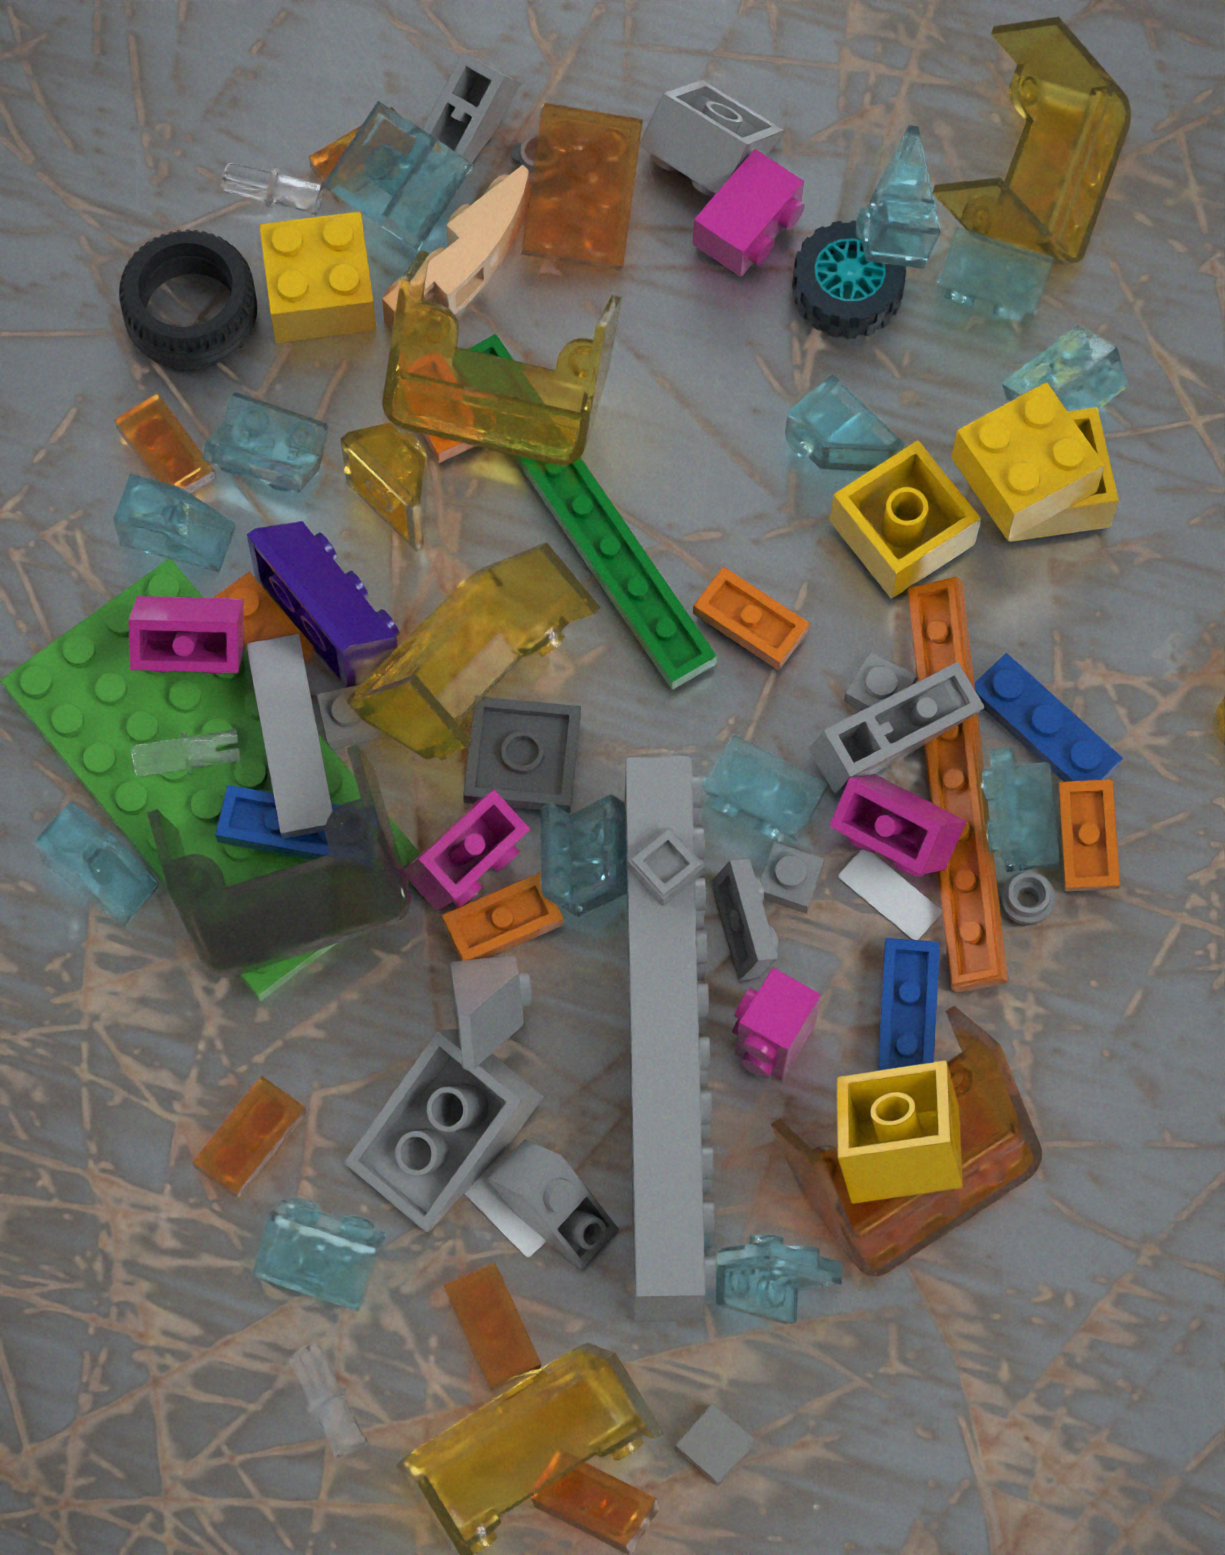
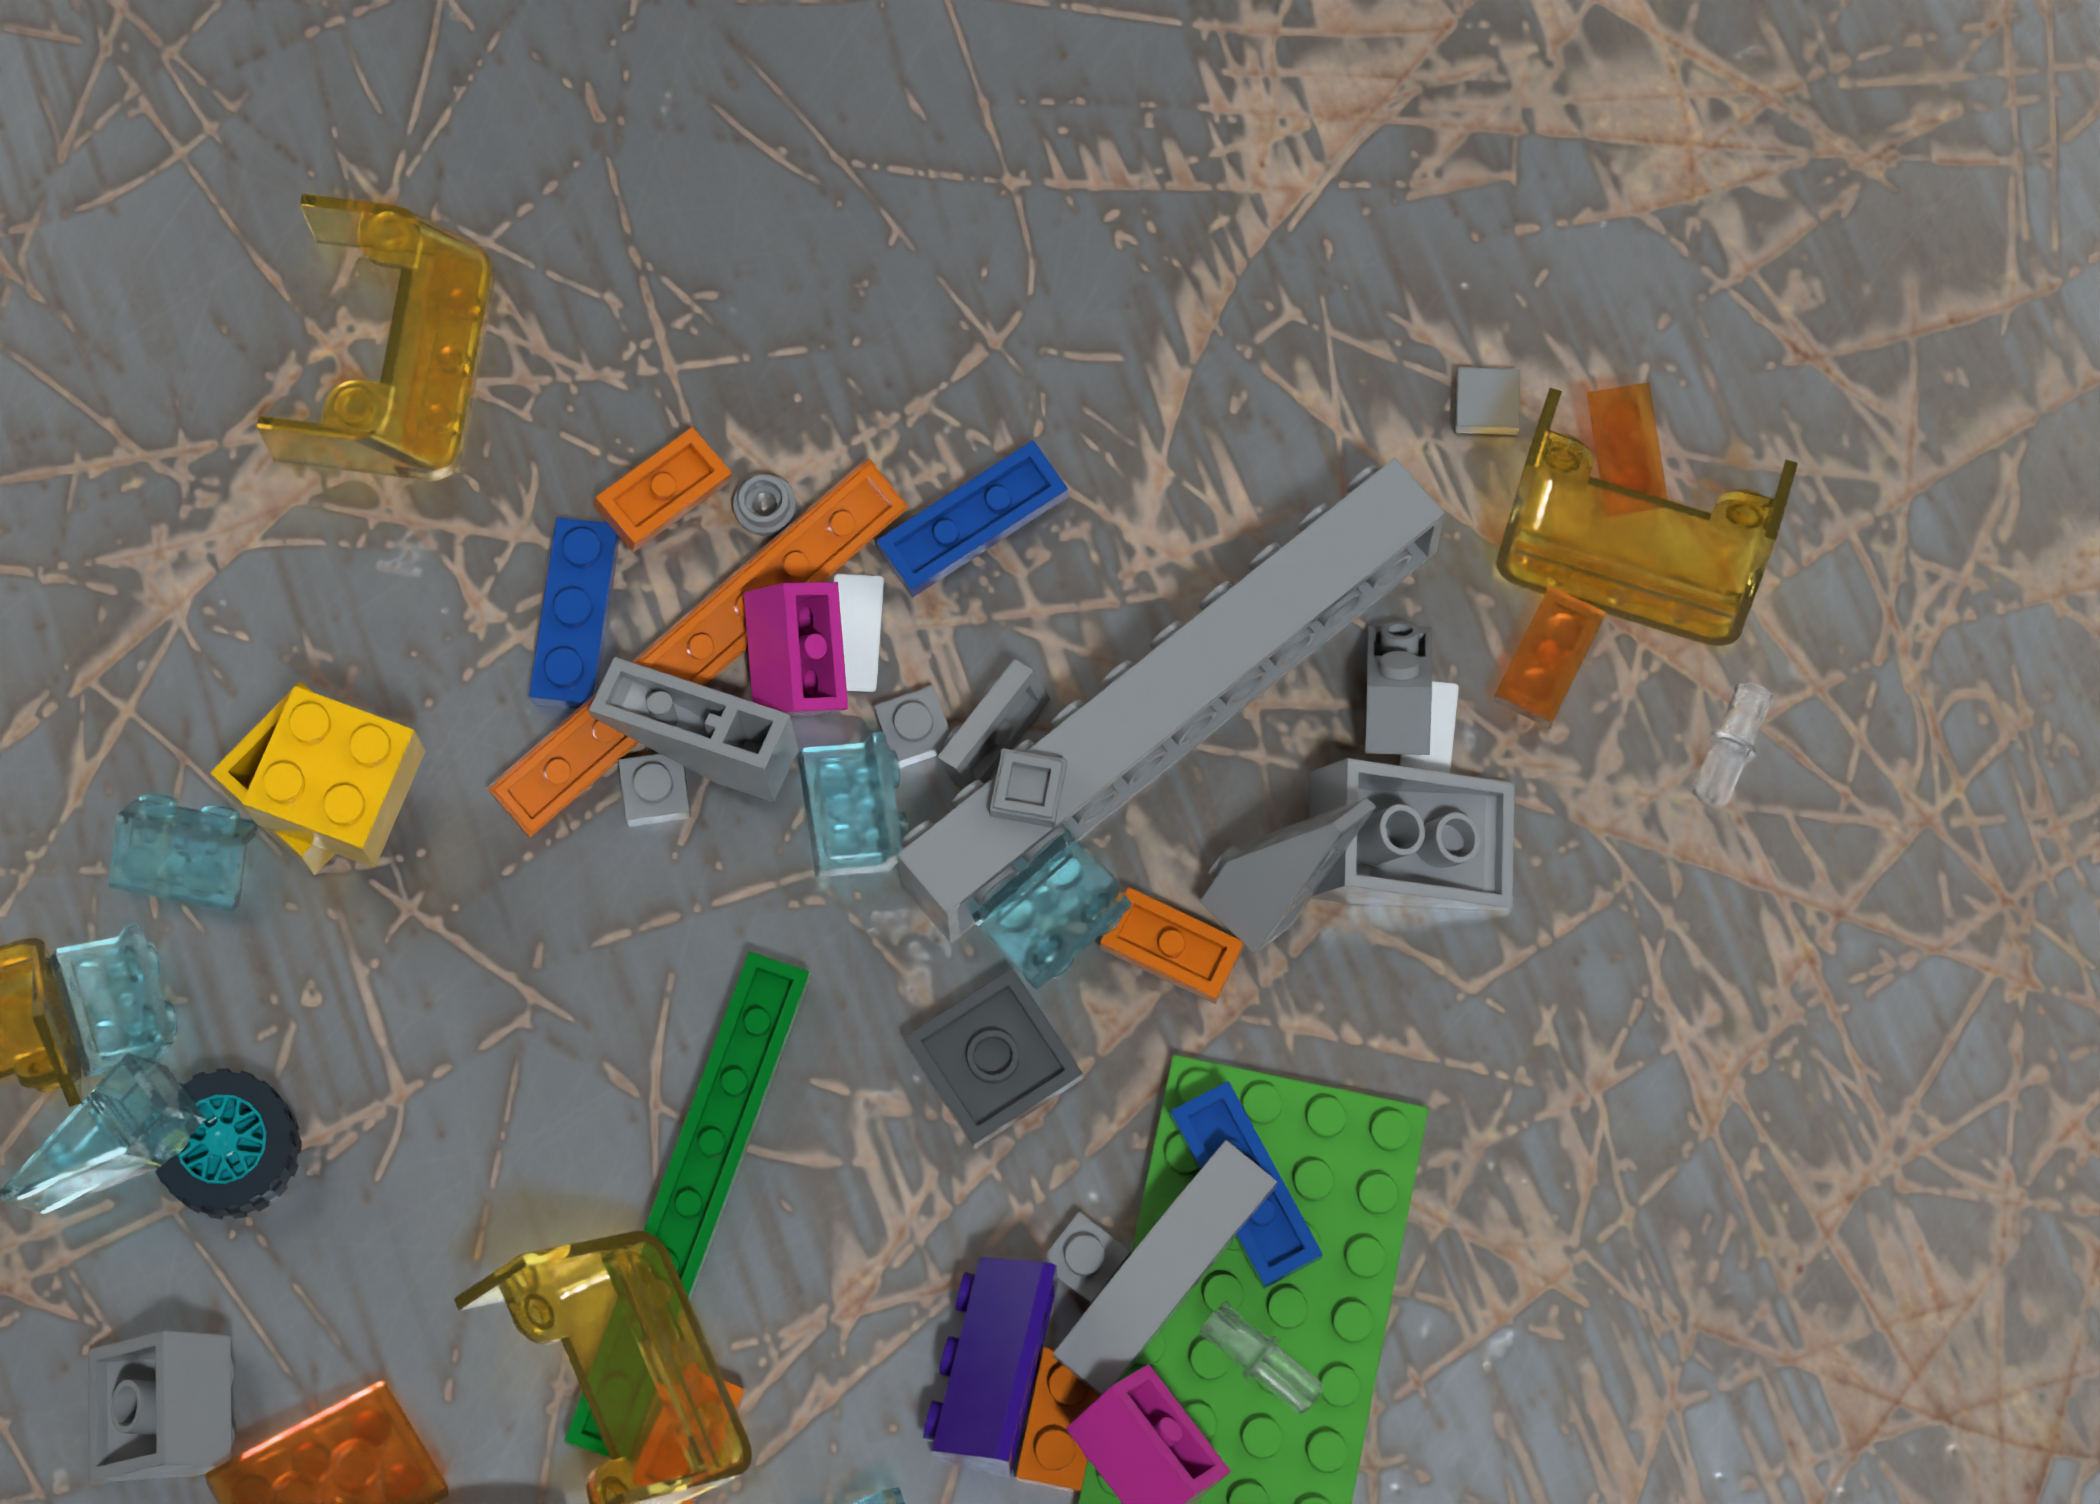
camera: 125 degrees left, 5 degrees up
(95, 863) = (1433, 1365): clear light blue slope -> none
(249, 1137) = (1564, 1003): clear orange plate -> none
(297, 907) = (1271, 1061): clear smoke windscreen -> none
(318, 1252) = (1611, 857): clear light blue bracket -> none
(389, 477) = (807, 1405): clear yellow slope -> none
(465, 851) = (1139, 1020): dark pink brick -> none
(468, 648) = (948, 1191): clear yellow windscreen -> none
(749, 213) = (229, 1290): dark pink brick -> none
(751, 618) = (679, 956): orange plate -> none
(767, 1276) = (1311, 441): clear light blue bracket -> none
(774, 1024) = (1083, 610): dark pink brick -> none
(839, 430) = (408, 1024): clear light blue slope -> none
(899, 1132) = (1096, 427): yellow brick -> none
(904, 519) = (465, 879): yellow brick -> none
(996, 1158) = (1098, 404): clear orange windscreen -> none
(1024, 812) = (685, 557): clear light blue bracket -> none

